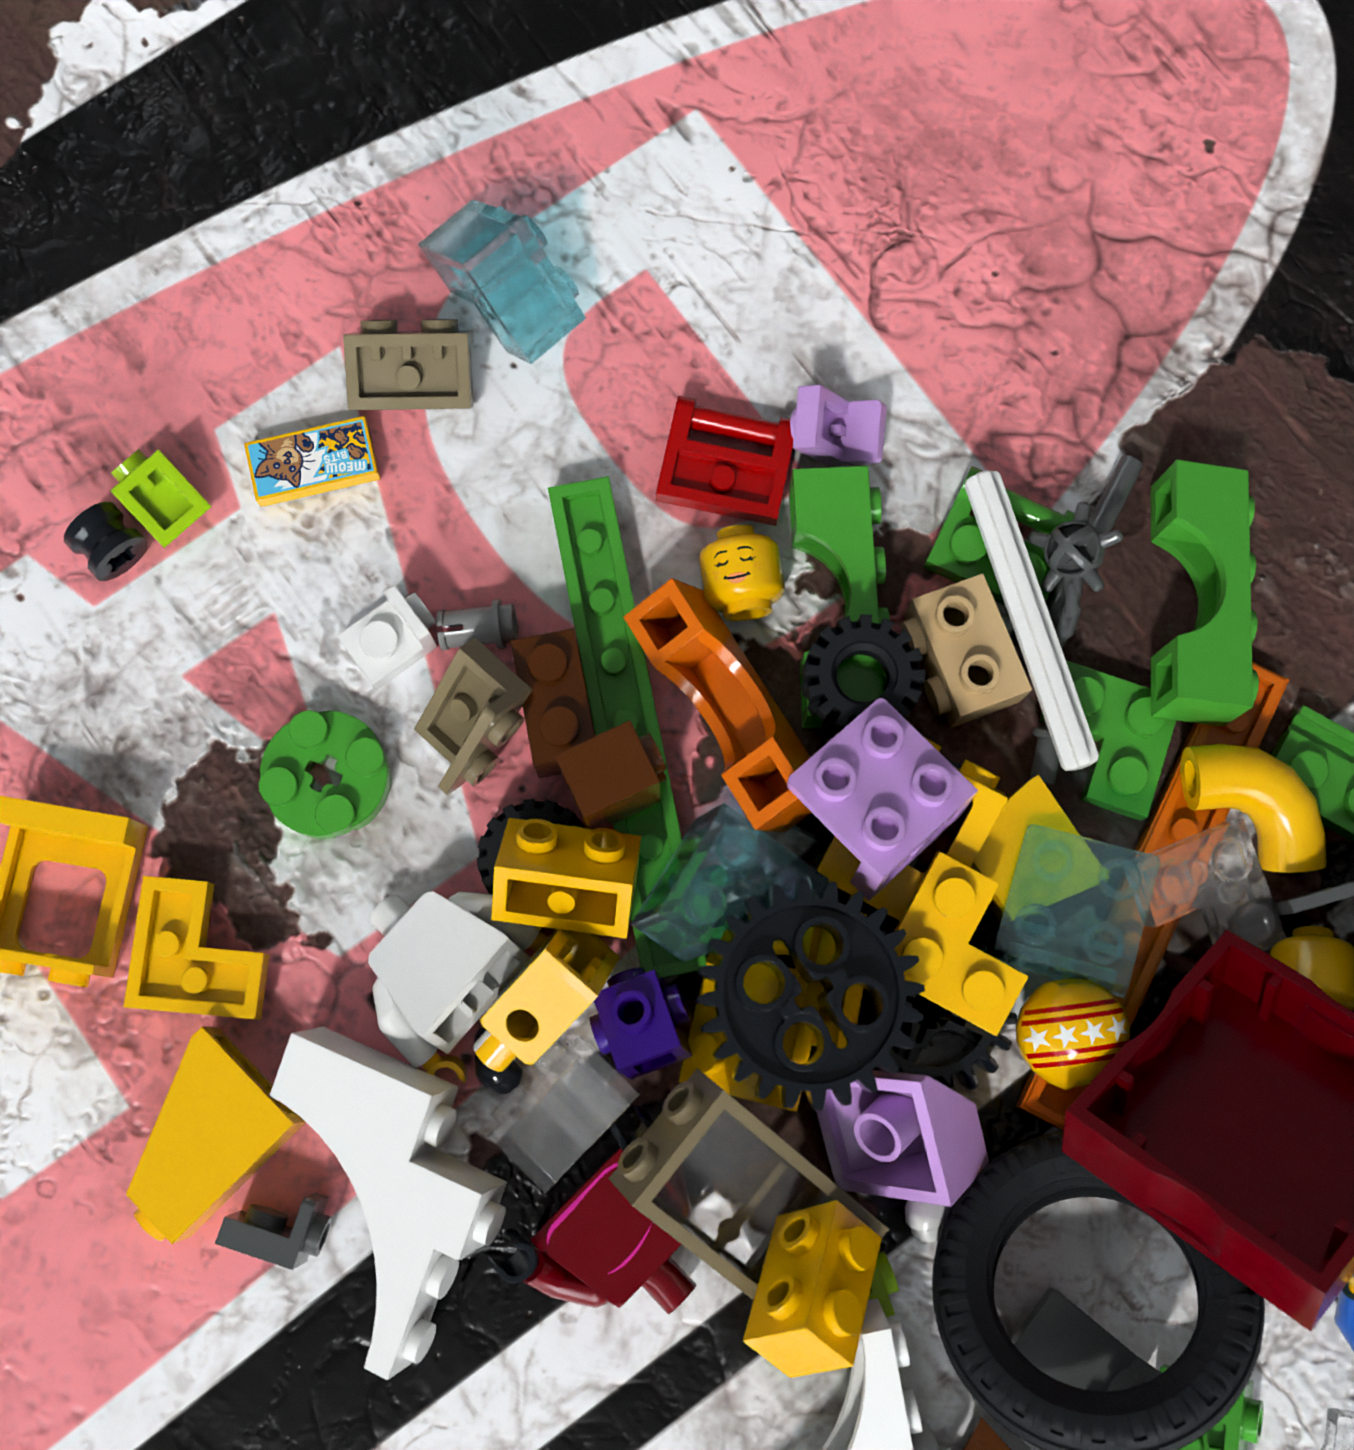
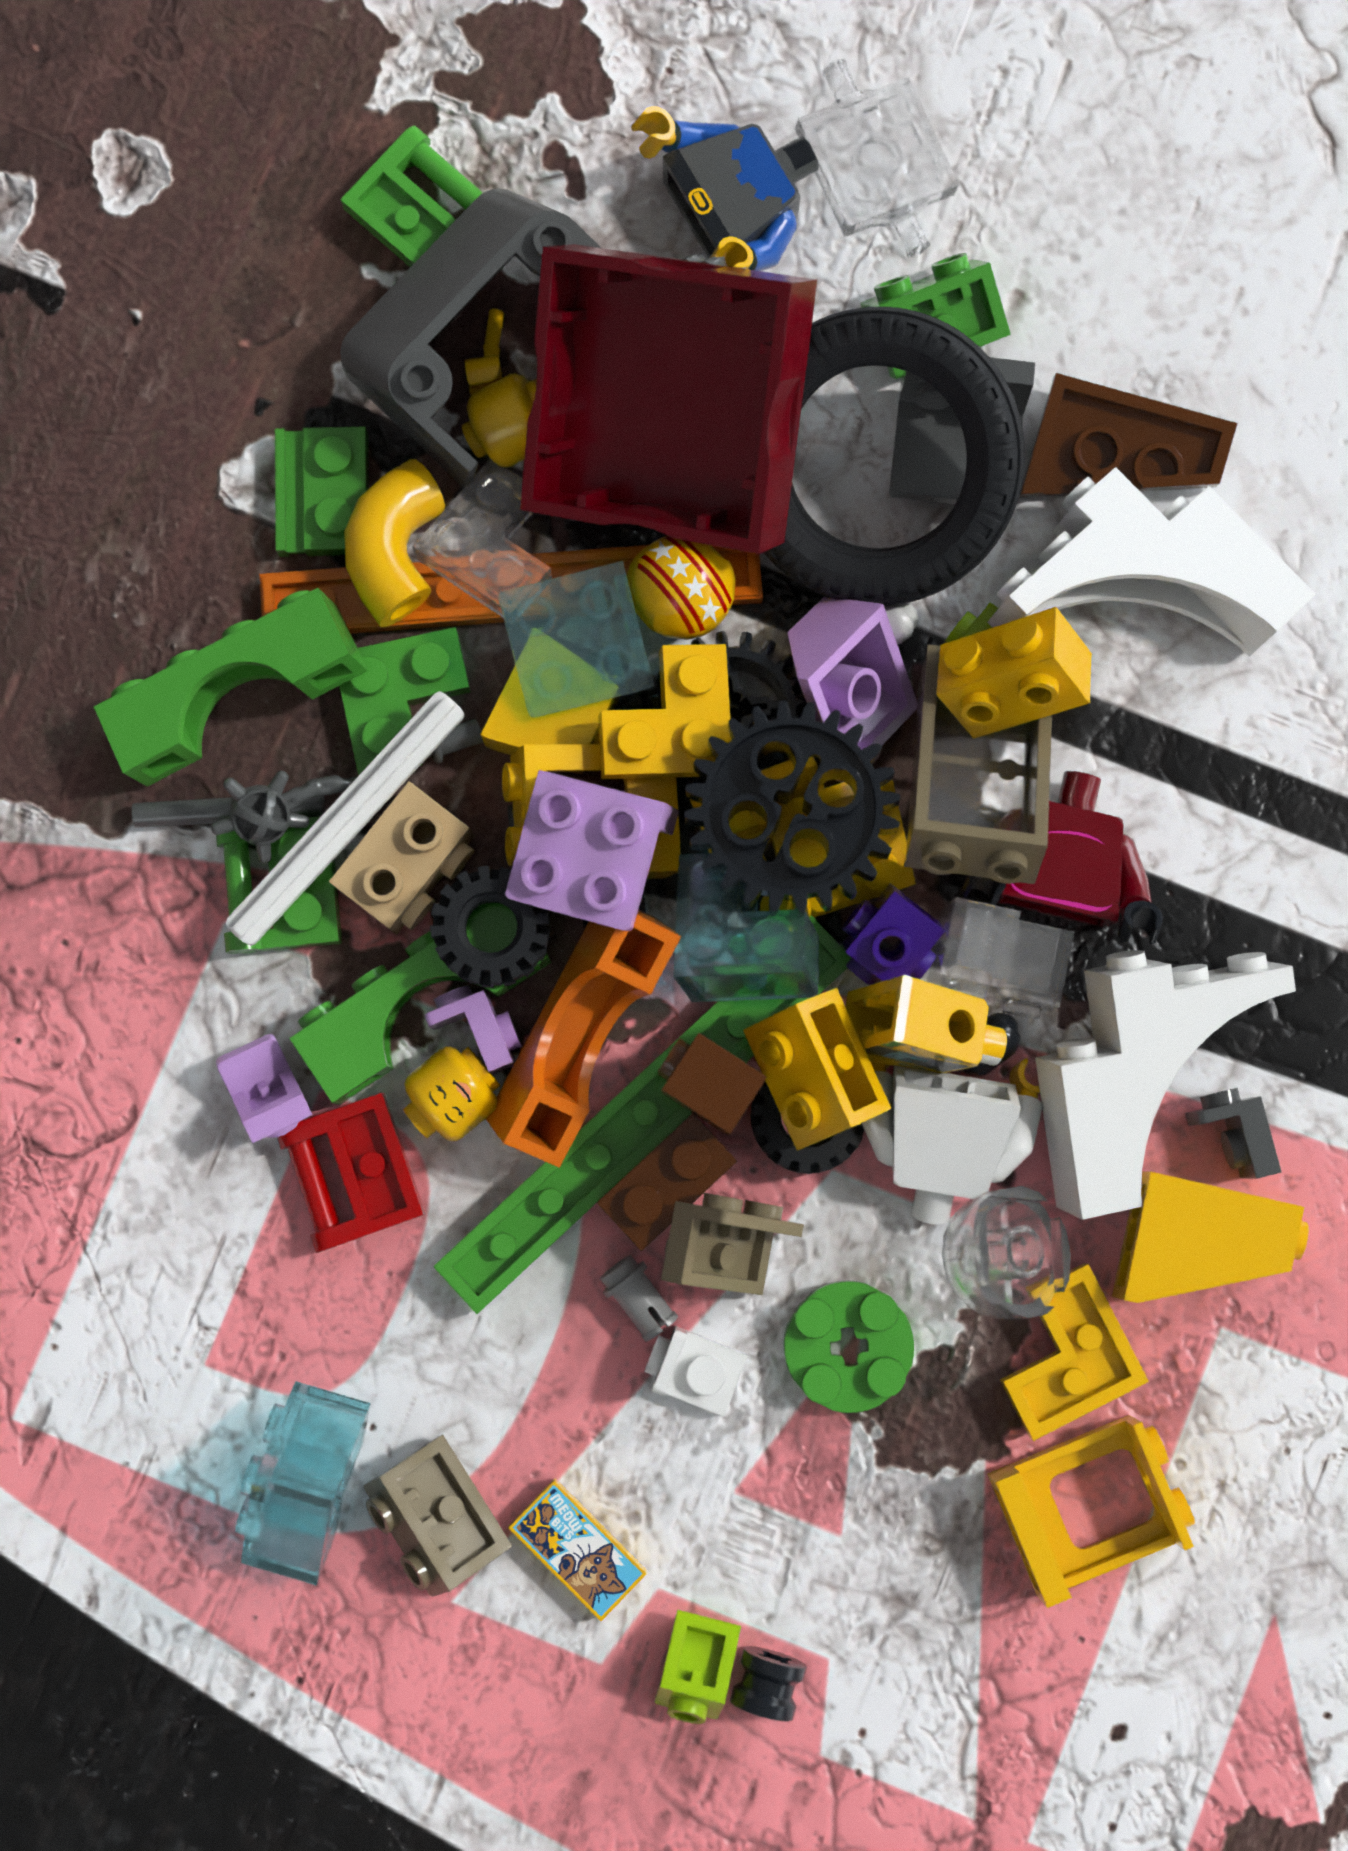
camera: 120 degrees left, 5 degrees up
(306, 949) = (1006, 1254): none -> clear cylinder
(773, 636) = (492, 1032): none -> lavender bracket

